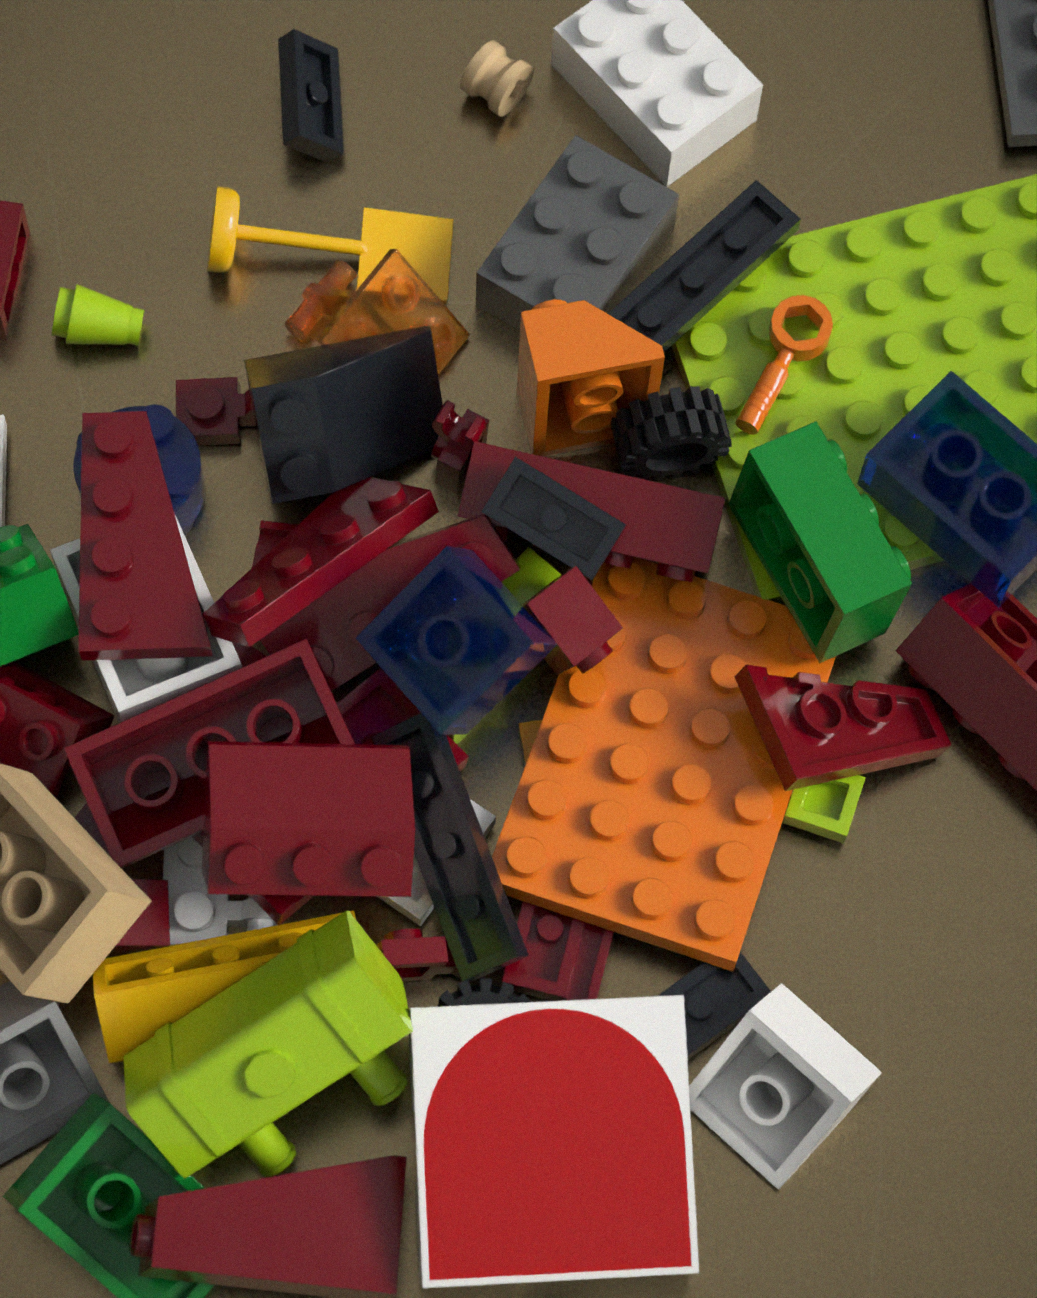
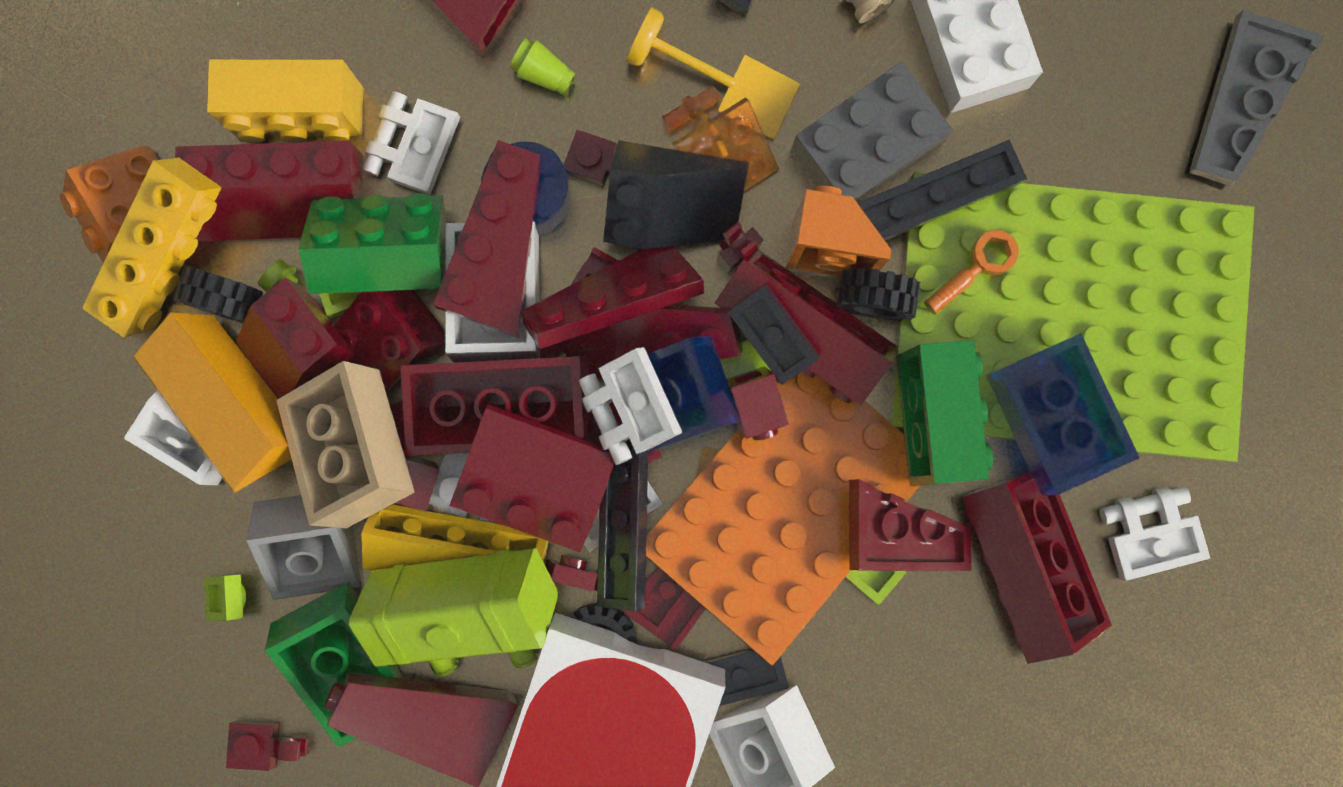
camera: 25 degrees right, 15 degrees up
(414, 656) = (639, 402): none -> white plate

